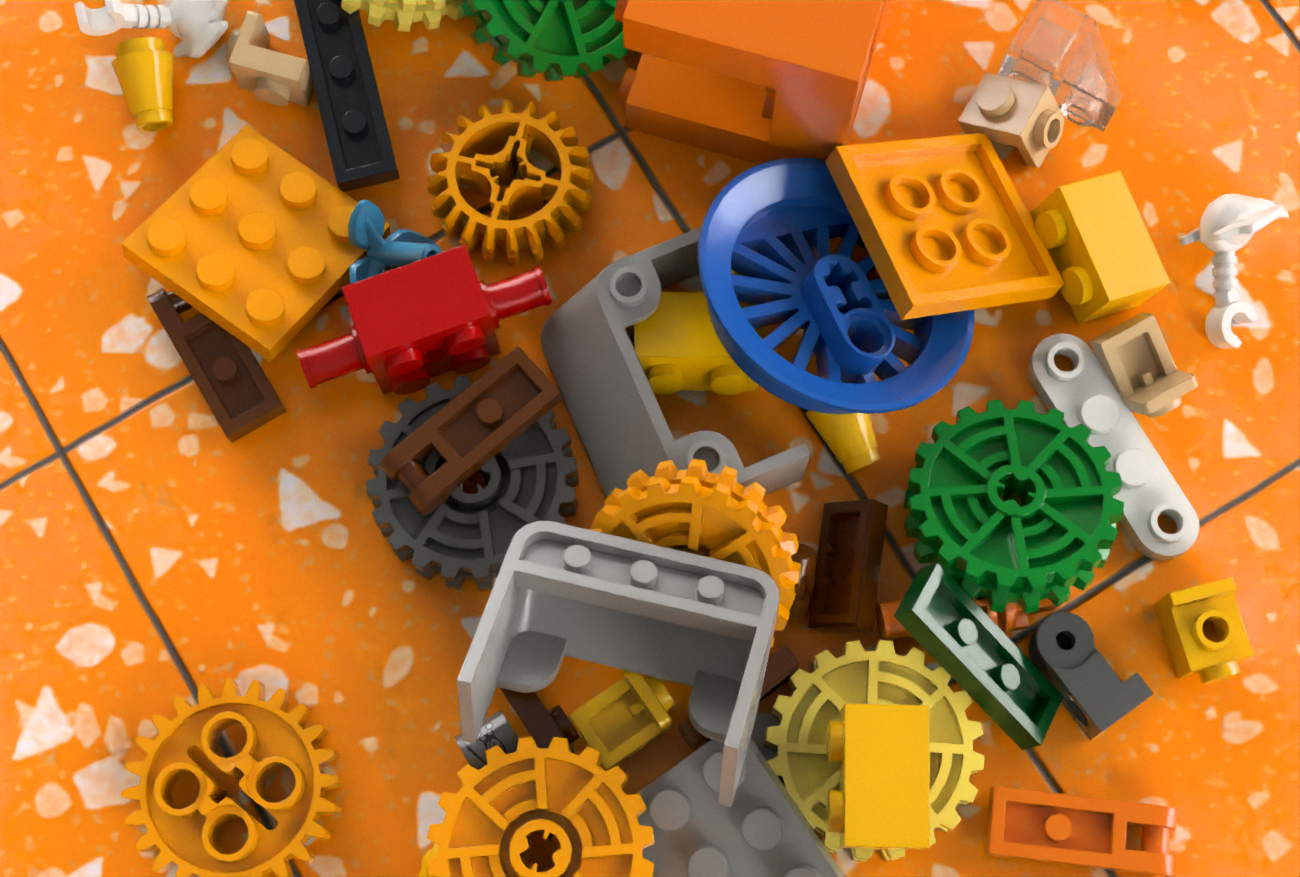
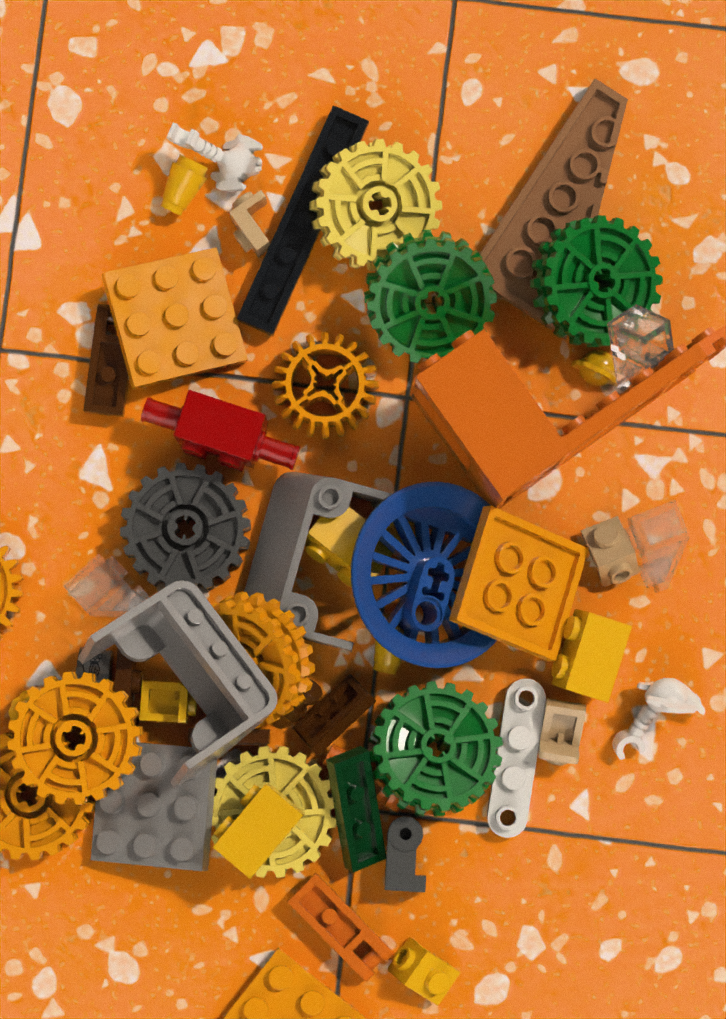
camera: 35 degrees right, 10 degrees up
(399, 249) = (242, 379): dark azure plant -> none
(423, 638) = (102, 589): none -> clear slope
(471, 429) = (201, 507): reddish brown plate -> none
(1182, 621) = (479, 867): yellow brick -> none
(1230, 803) = (423, 971): none -> yellow bracket

